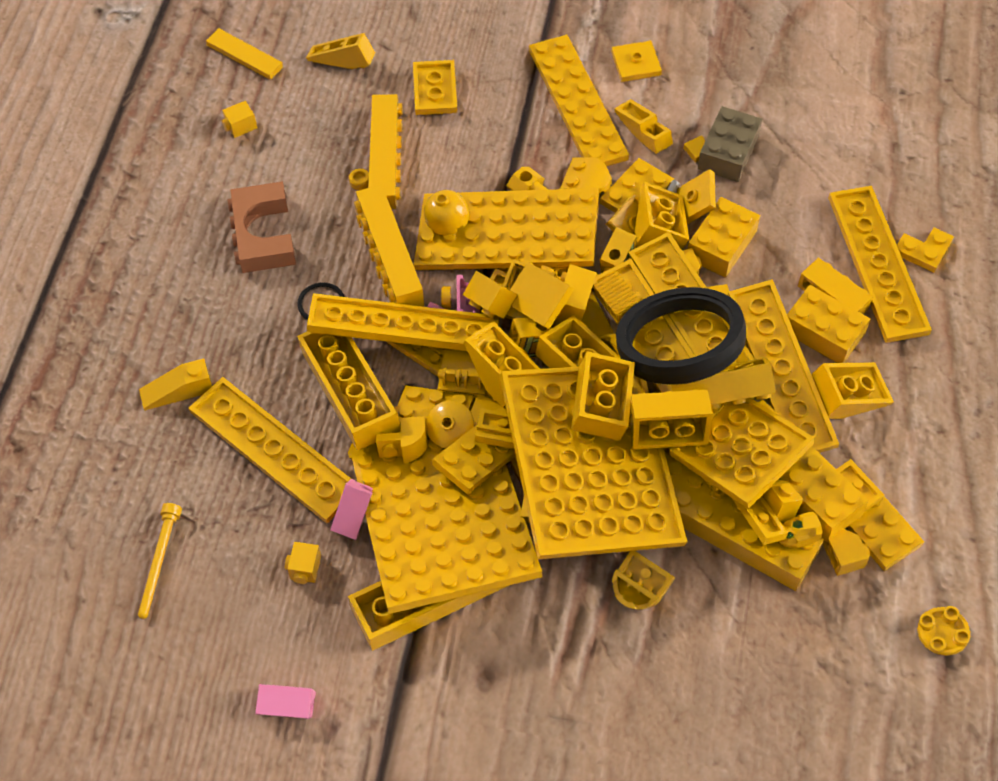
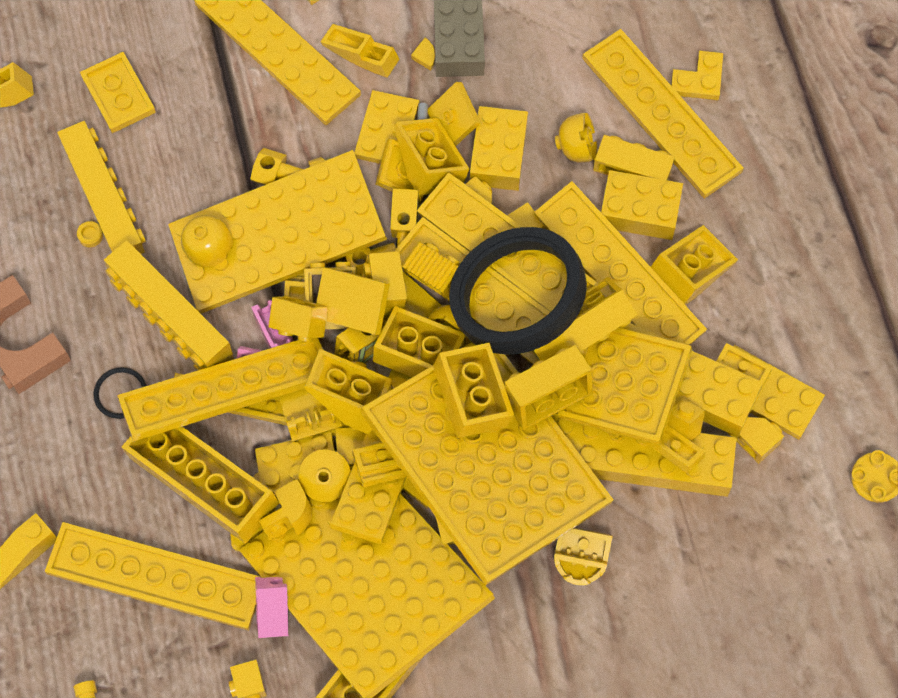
camera: 25 degrees left, 10 degrees up
(446, 297) = (249, 334): yellow tile -> none
(587, 173) = (329, 135): yellow slope -> none
(793, 252) = (576, 138): none -> yellow cylinder
(802, 530) = (715, 439): yellow rock -> none

